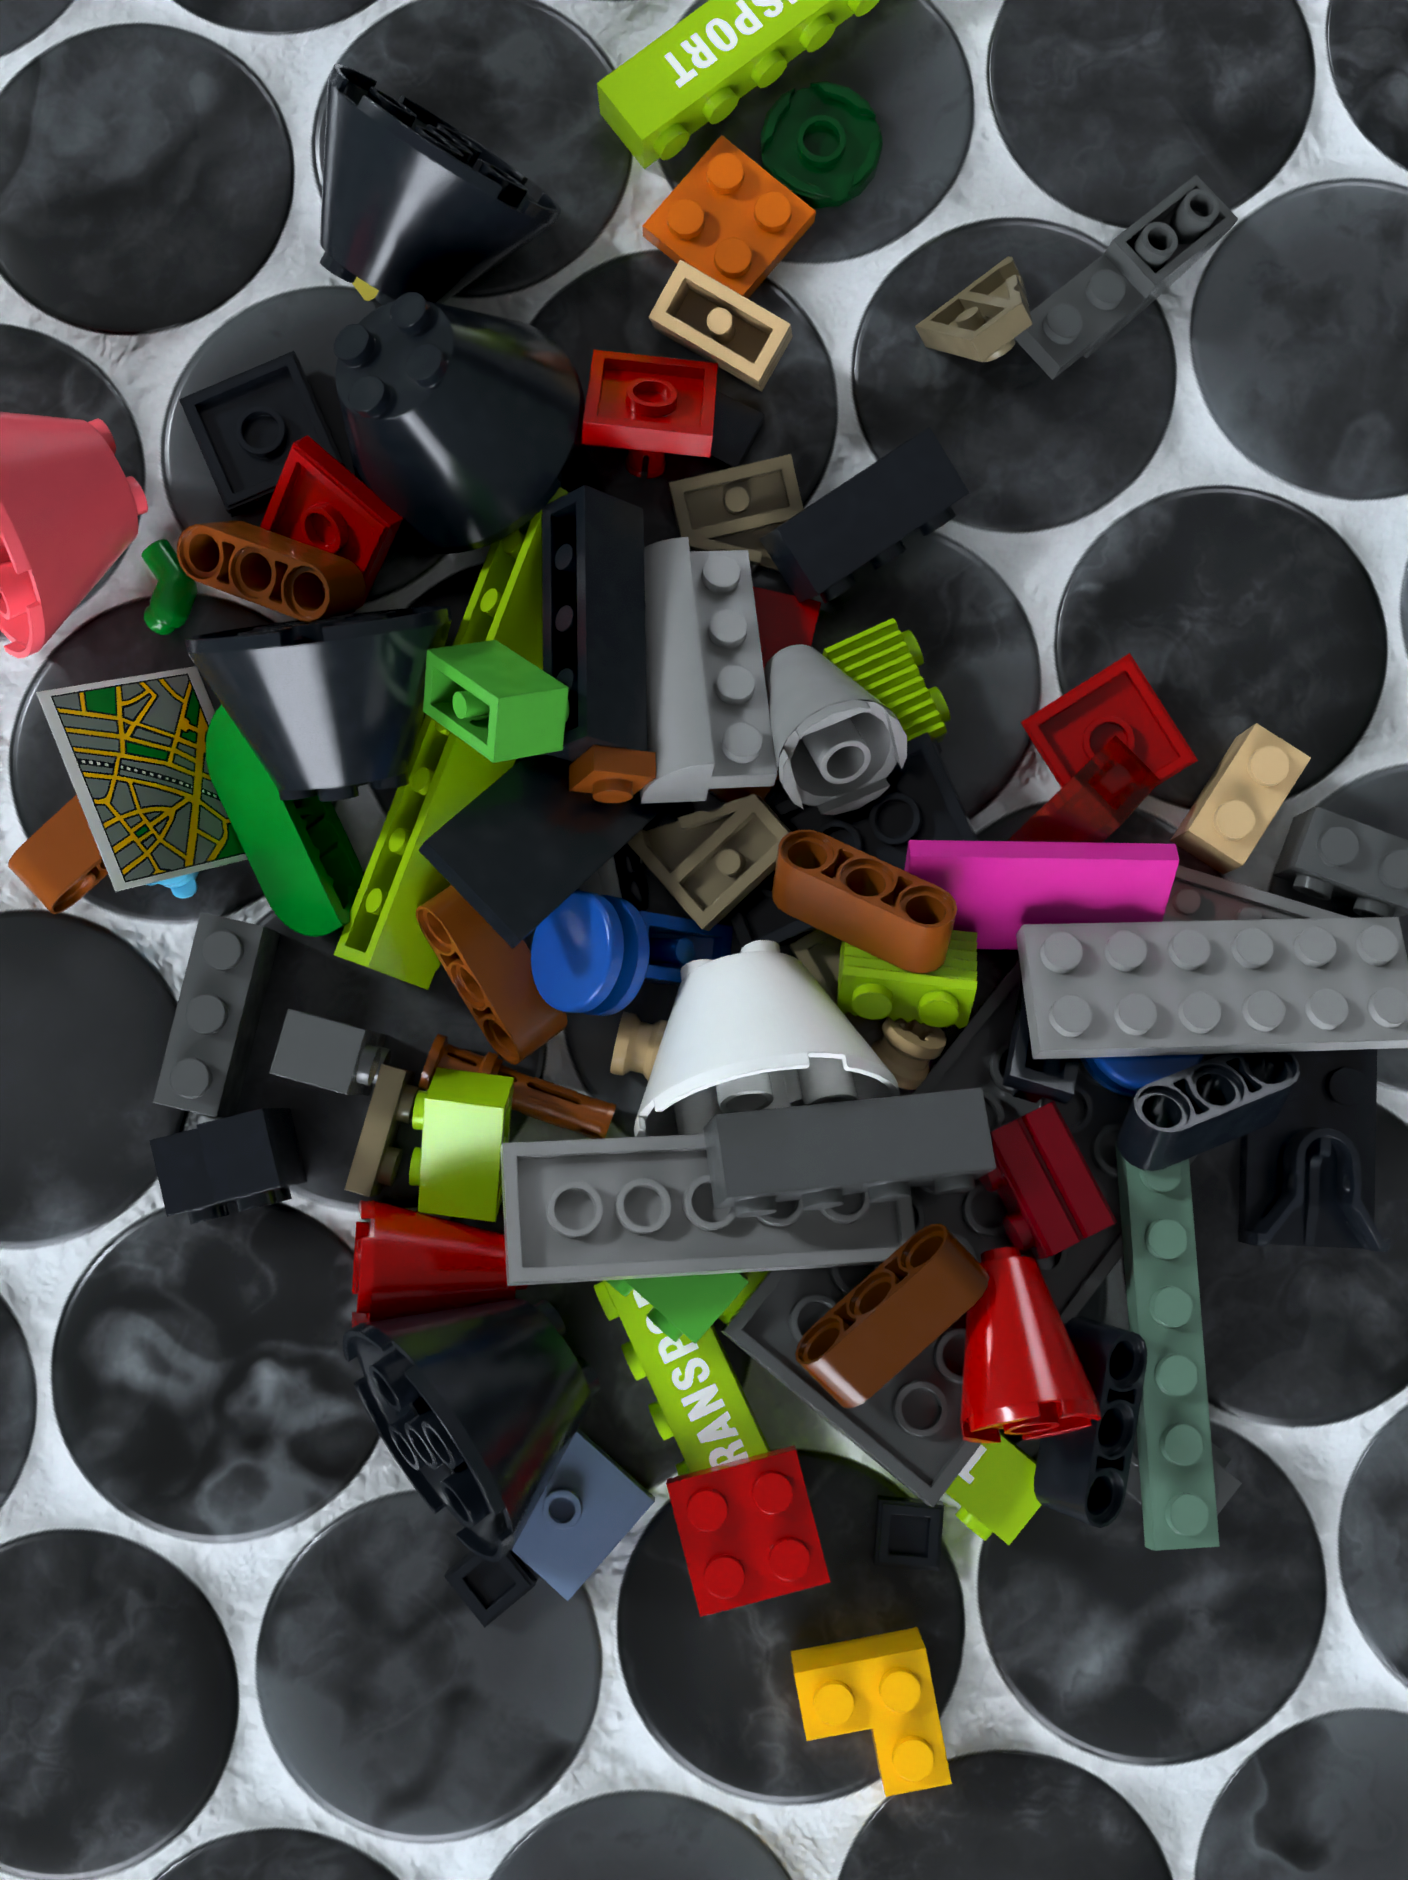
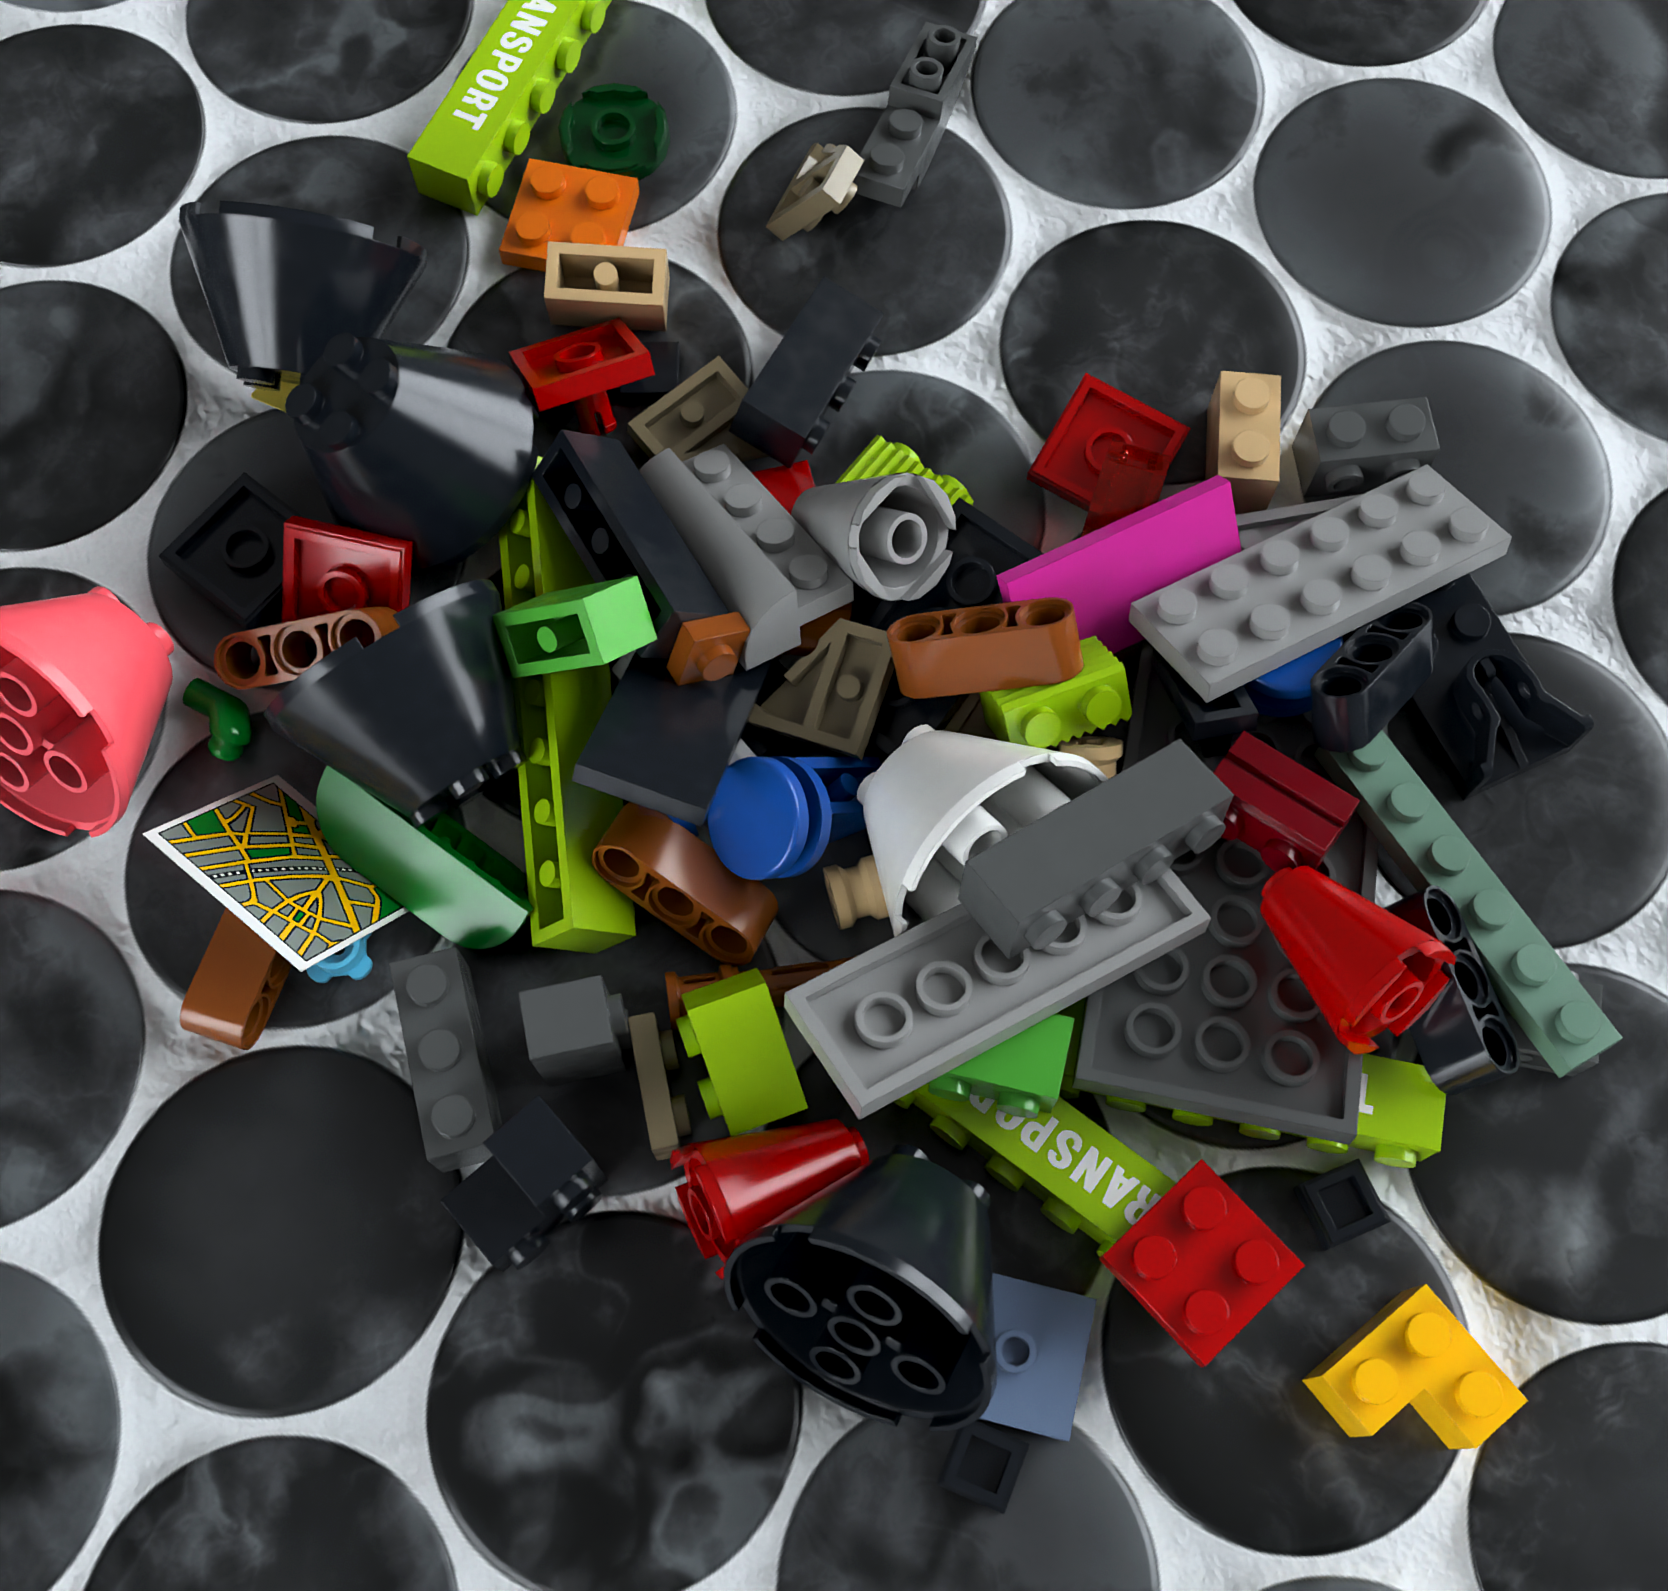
camera: 30 degrees left, 15 degrees down
(892, 1315) = (1219, 973): reddish brown beam -> none

